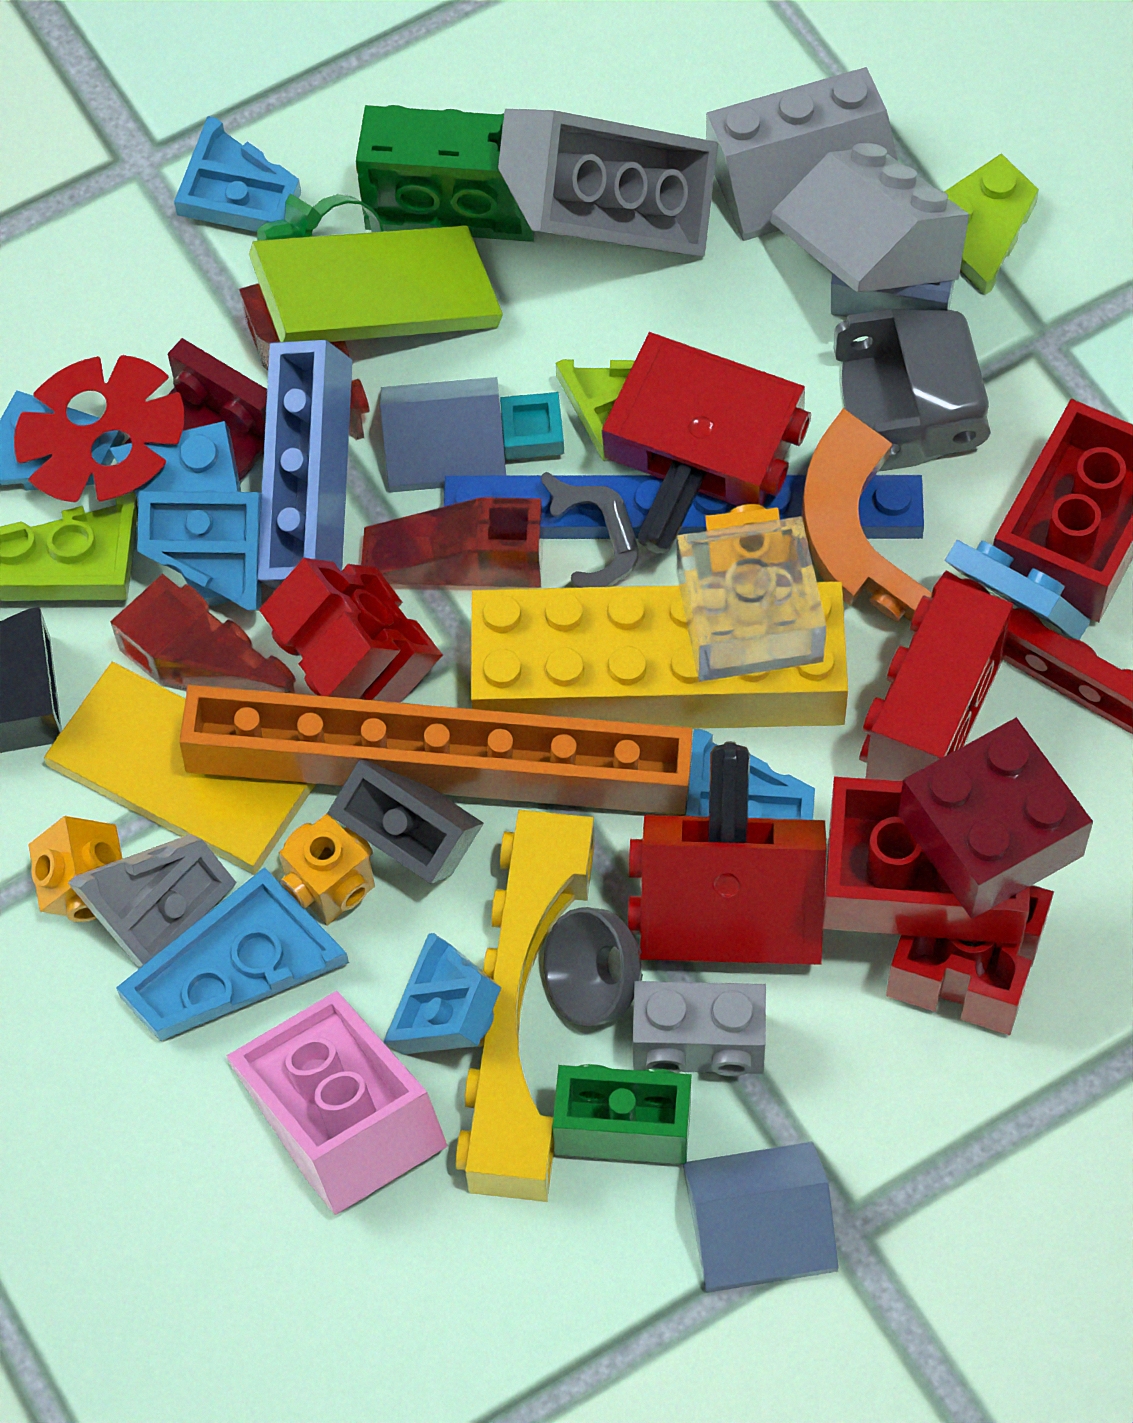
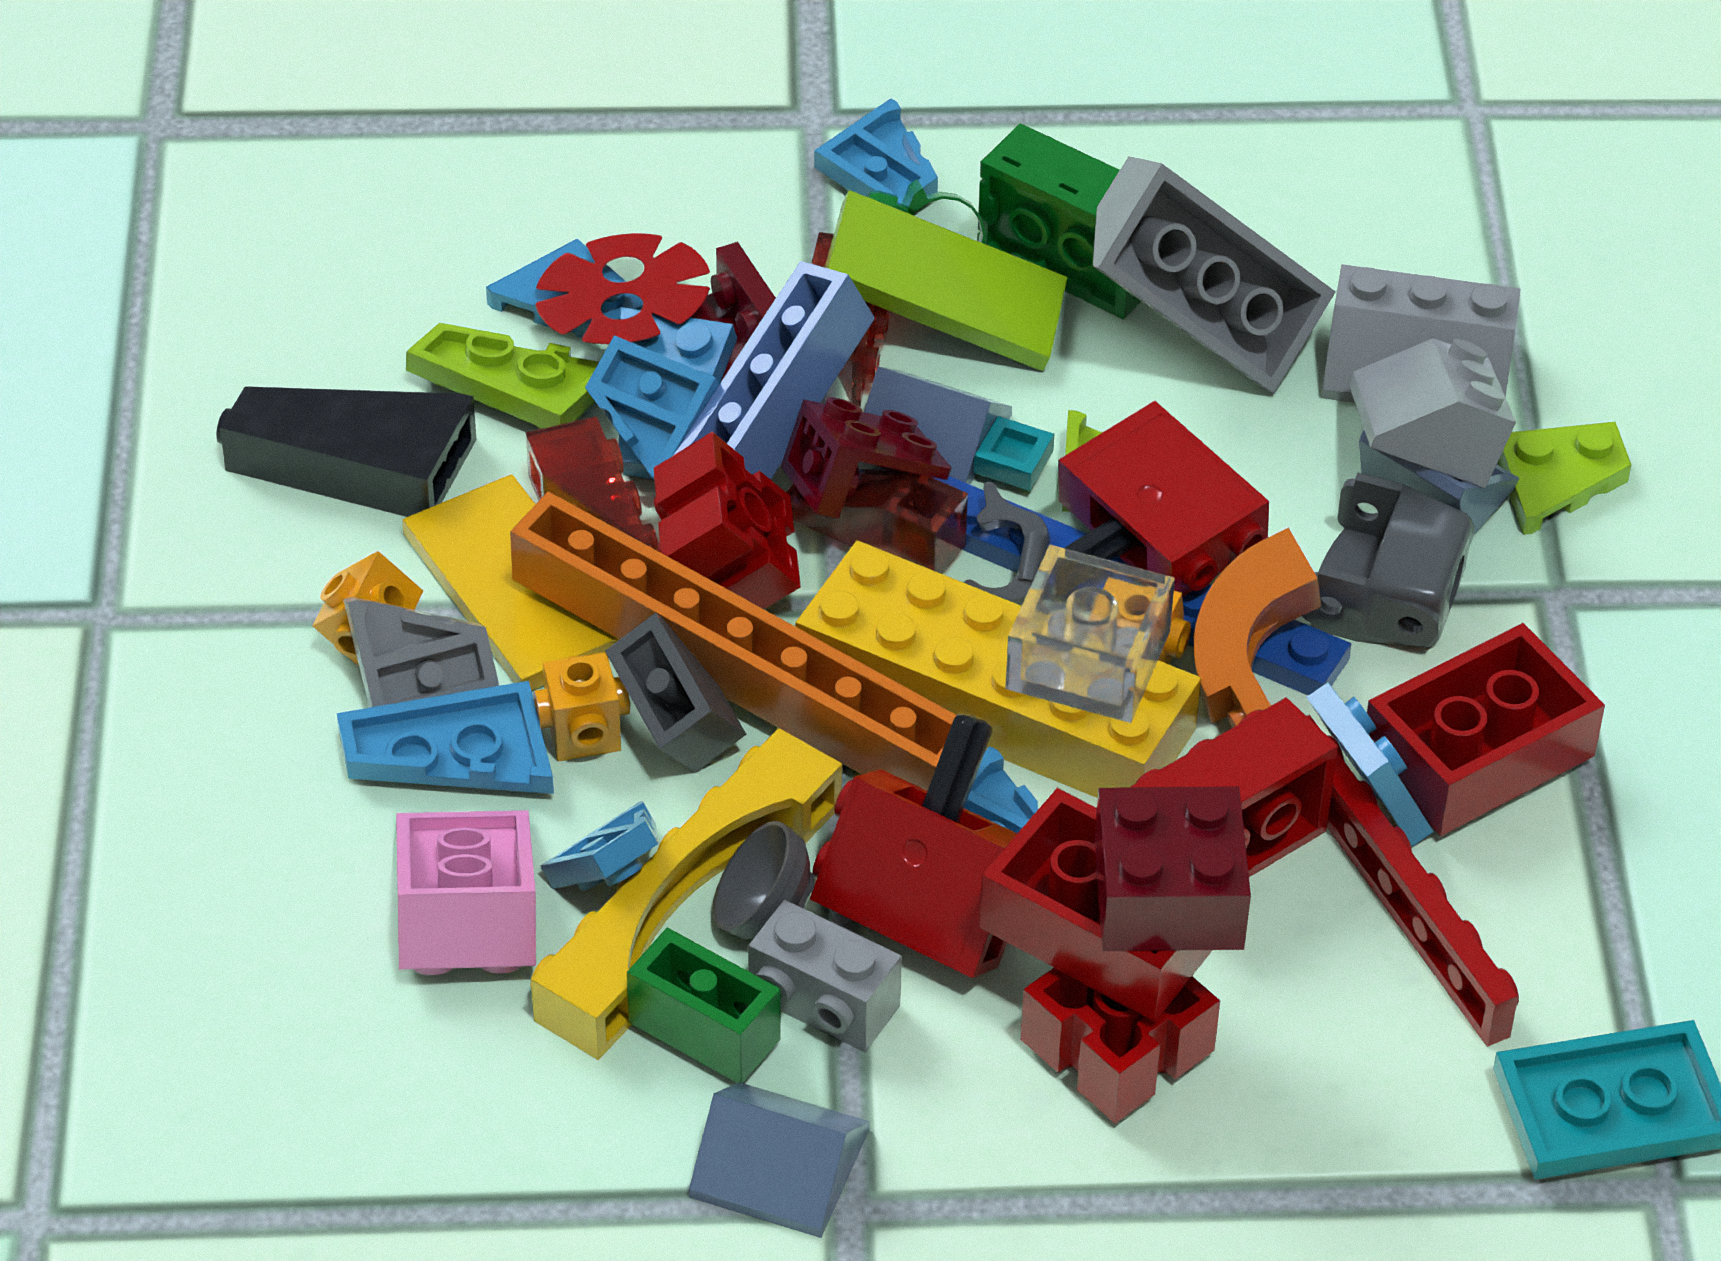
camera: 25 degrees right, 15 degrees down
(399, 503) = (838, 435): none -> dark red bracket

